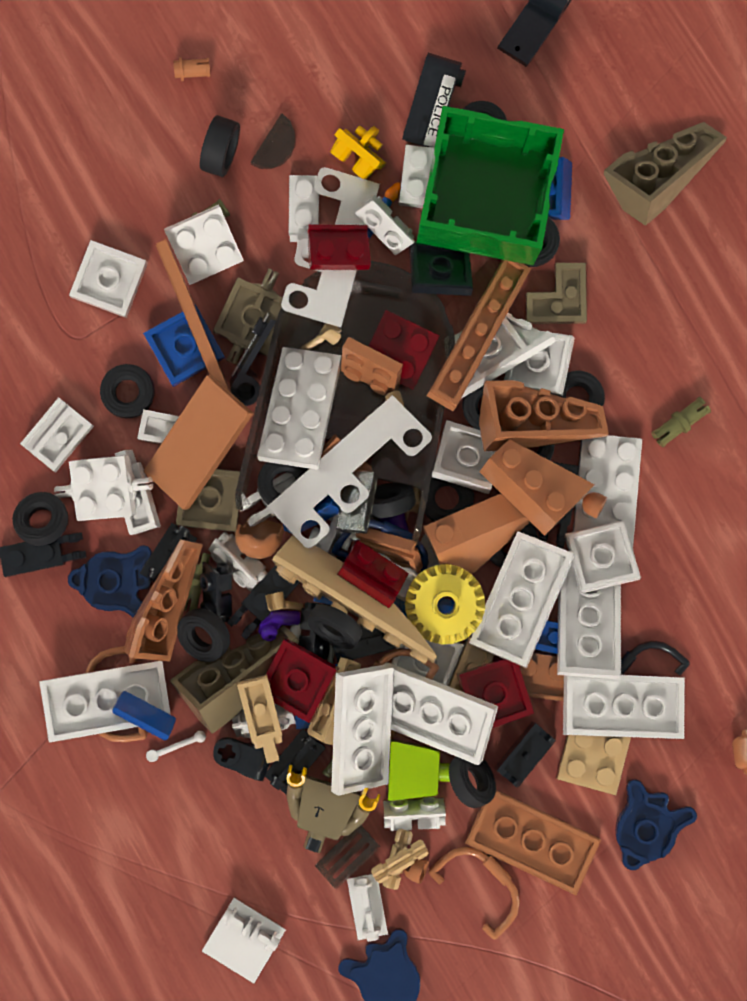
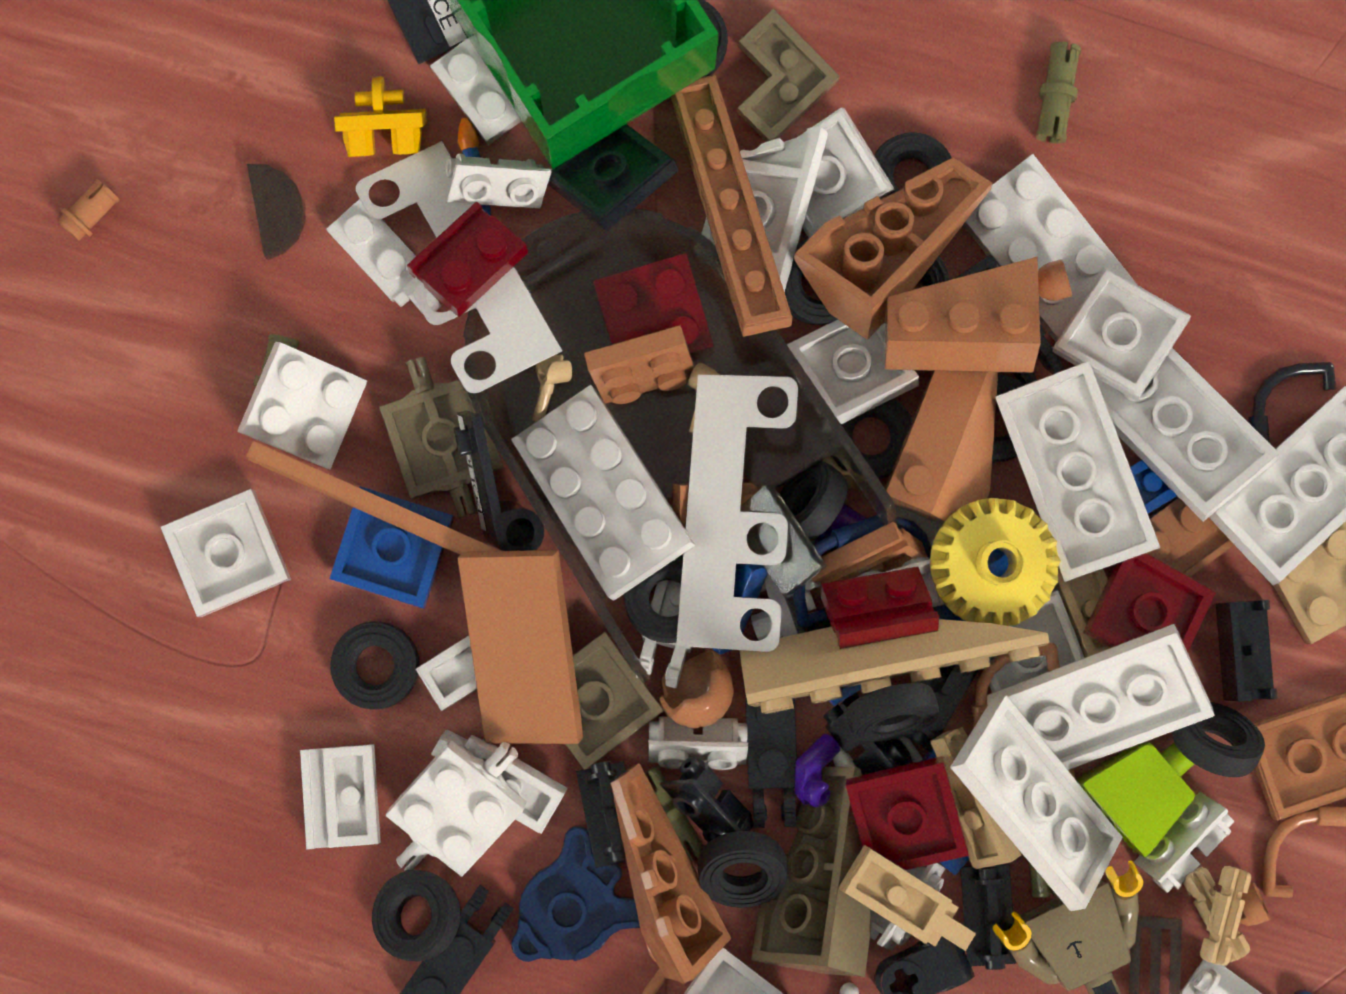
camera: 40 degrees left, 0 degrees up
(219, 146) = (210, 270): black tyre -> none
(277, 601) = (791, 746): tan hand -> none

